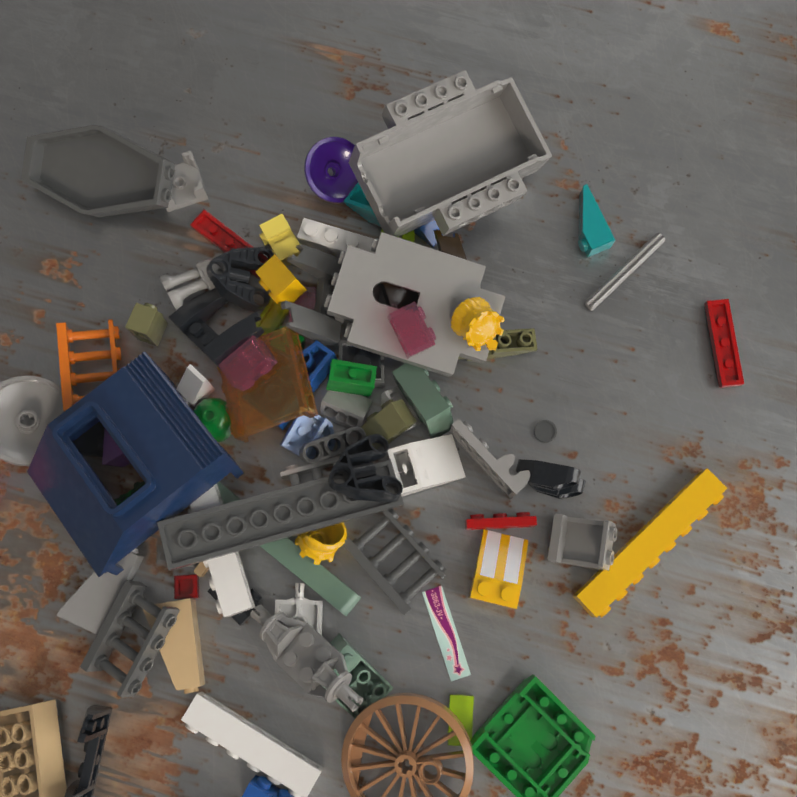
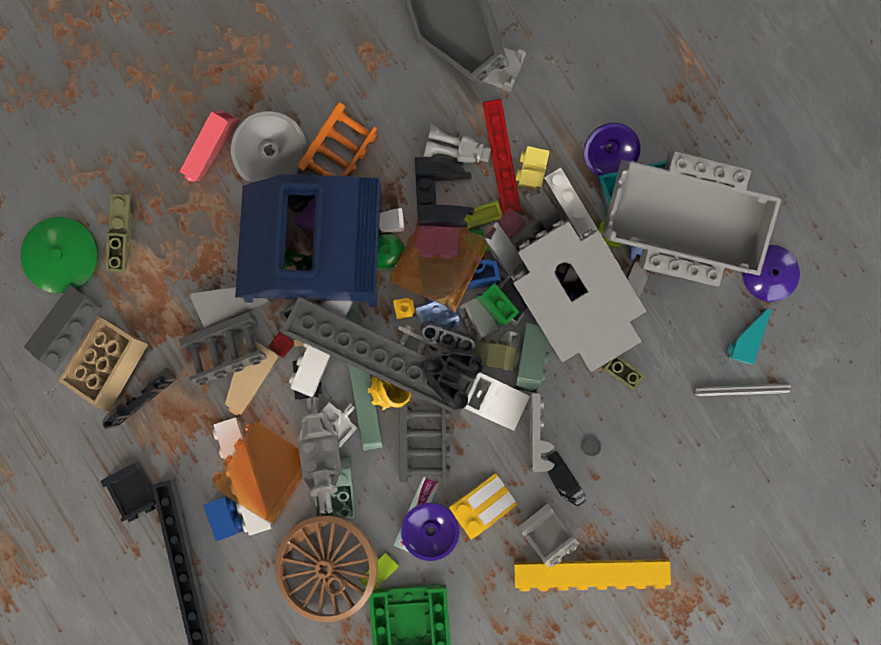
camera: 35 degrees right, 10 degrees up
(146, 324) = (397, 151): olive brick -> none
(235, 278) = (471, 180): black connector -> none
(264, 726) = (260, 472): none -> clear orange panel
(272, 454) = (404, 308): none -> yellow window
(280, 281) = (507, 199): yellow brick -> none
(411, 329) = (559, 313): clear pink brick -> none
(476, 653) = (426, 544): none -> dark purple dish
(477, 323) = (605, 345): yellow hair -> none
(500, 521) = (510, 477): red plate -> none
(563, 171) = (771, 287): none -> dark purple dish
(724, 343) = (761, 494): red plate -> none

